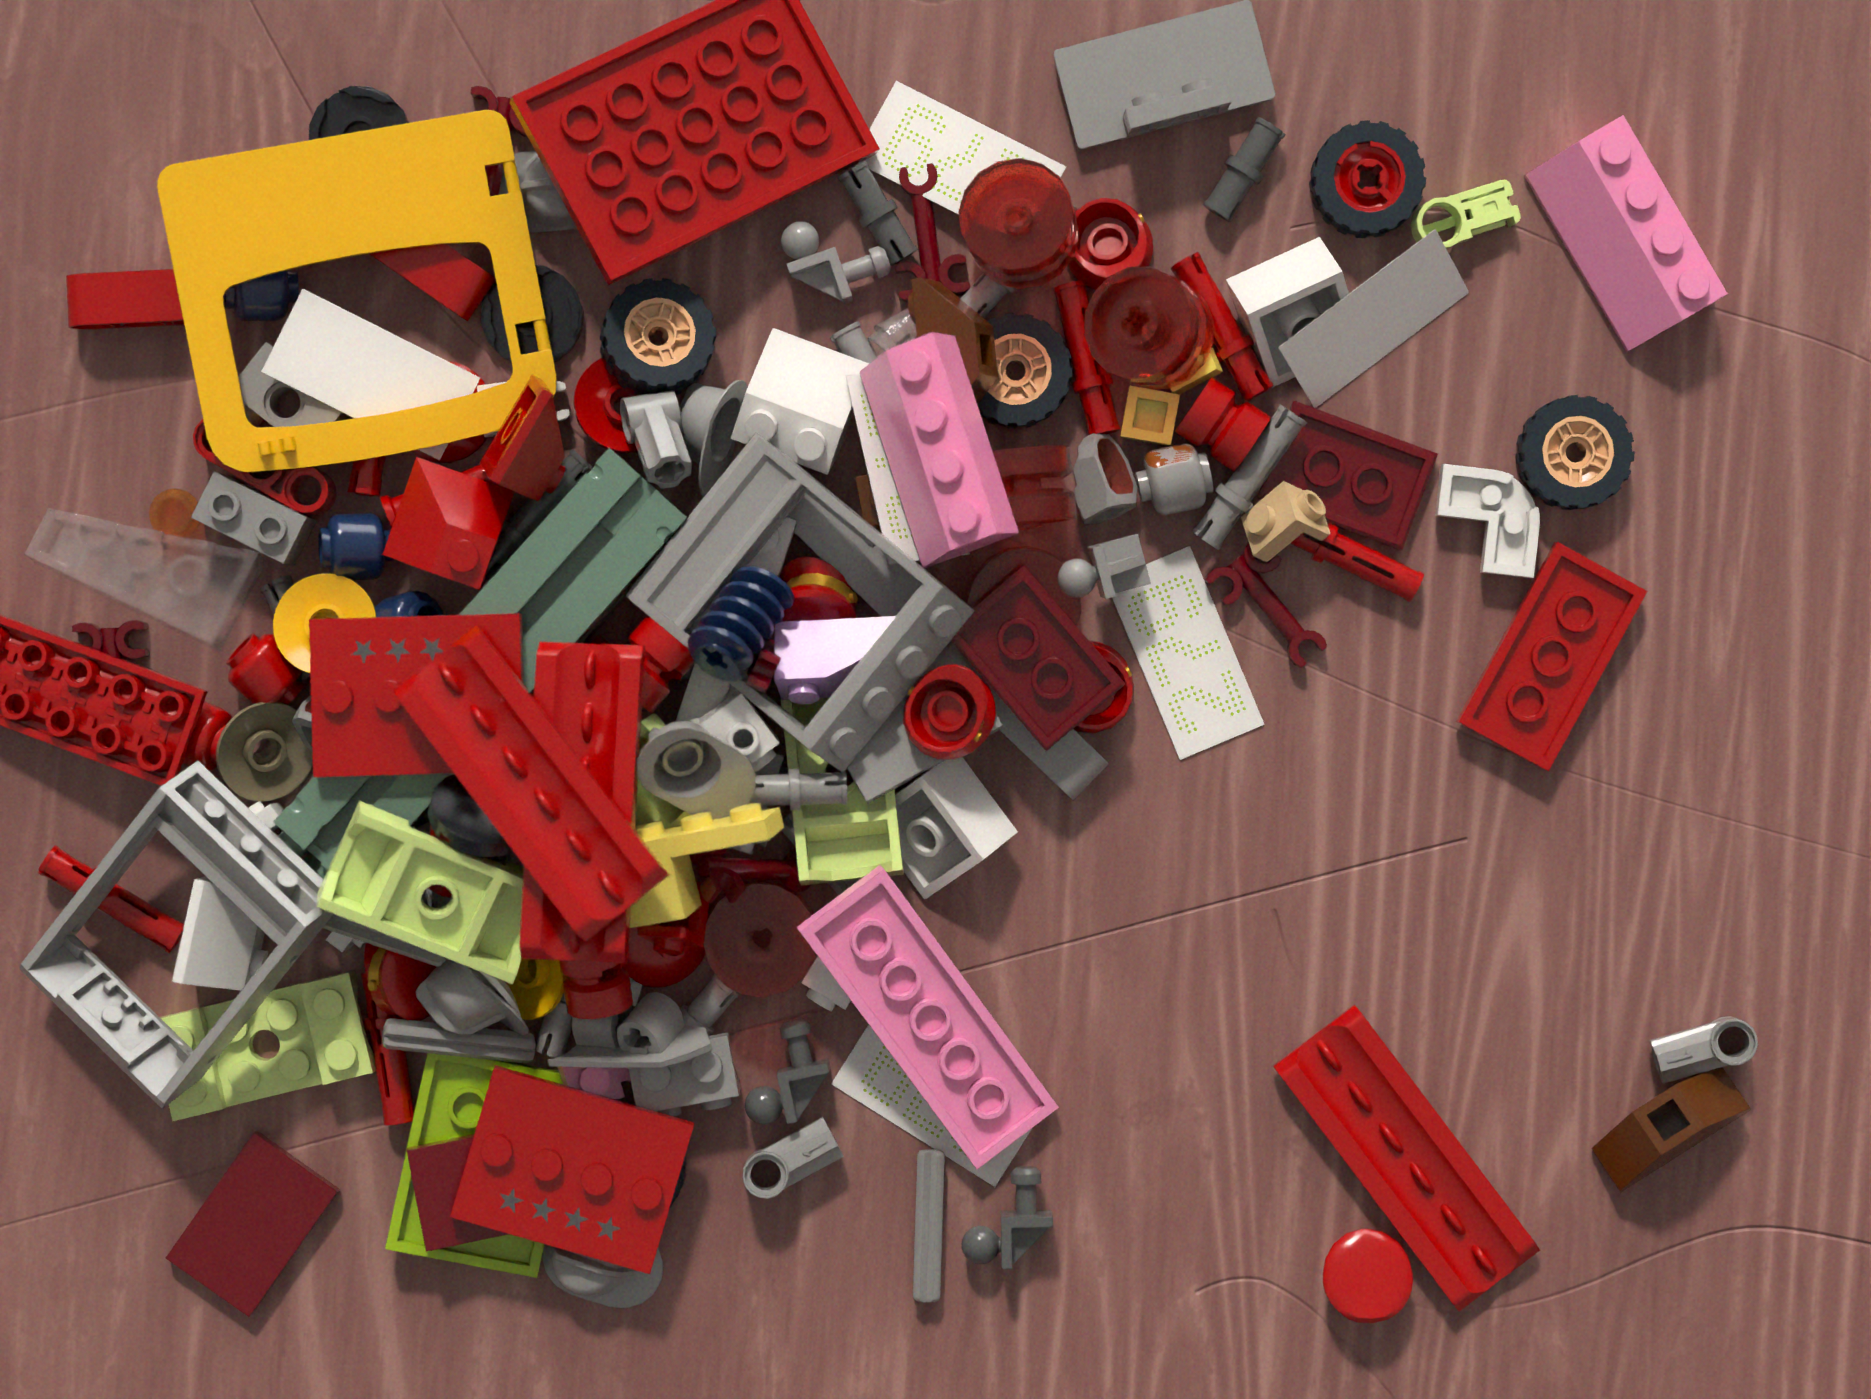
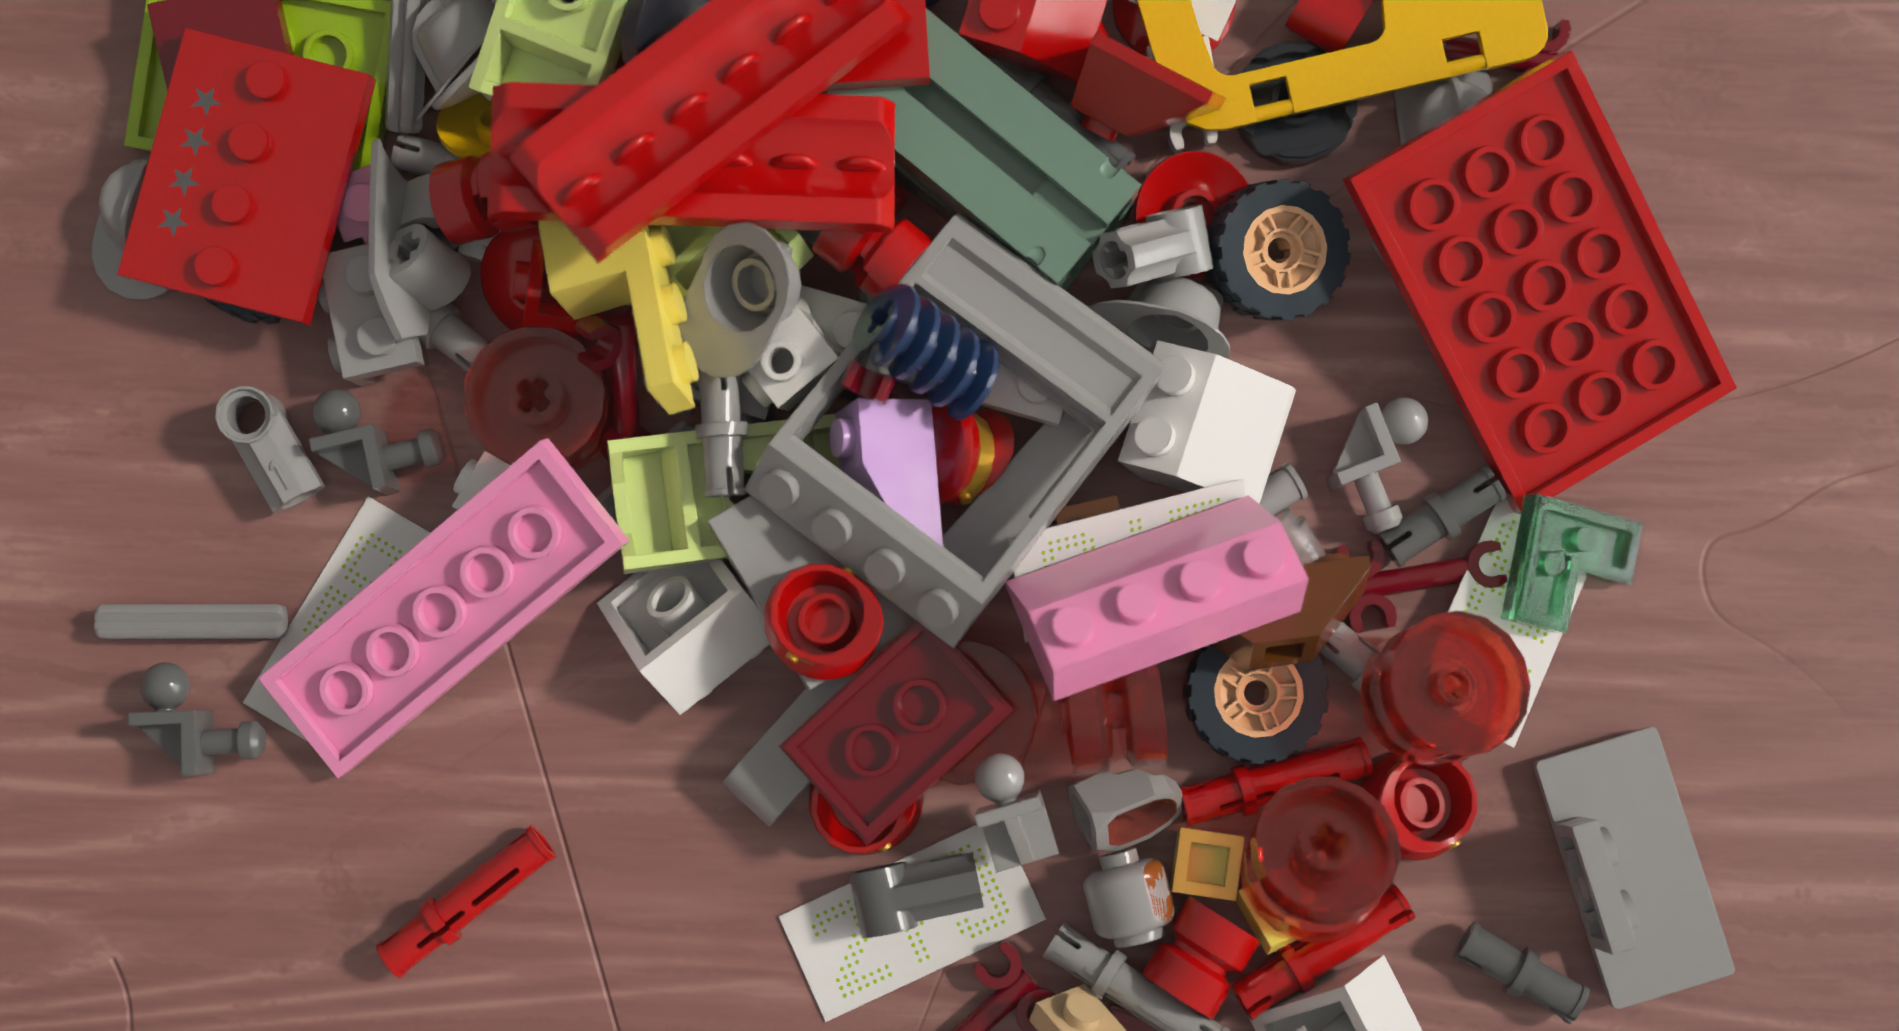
camera: 85 degrees right, 5 degrees down
(905, 123) = (1556, 545): none -> clear green tile
(1159, 1007) = (445, 917): none -> red pin
(1166, 661) = (899, 896): none -> dark grey piece

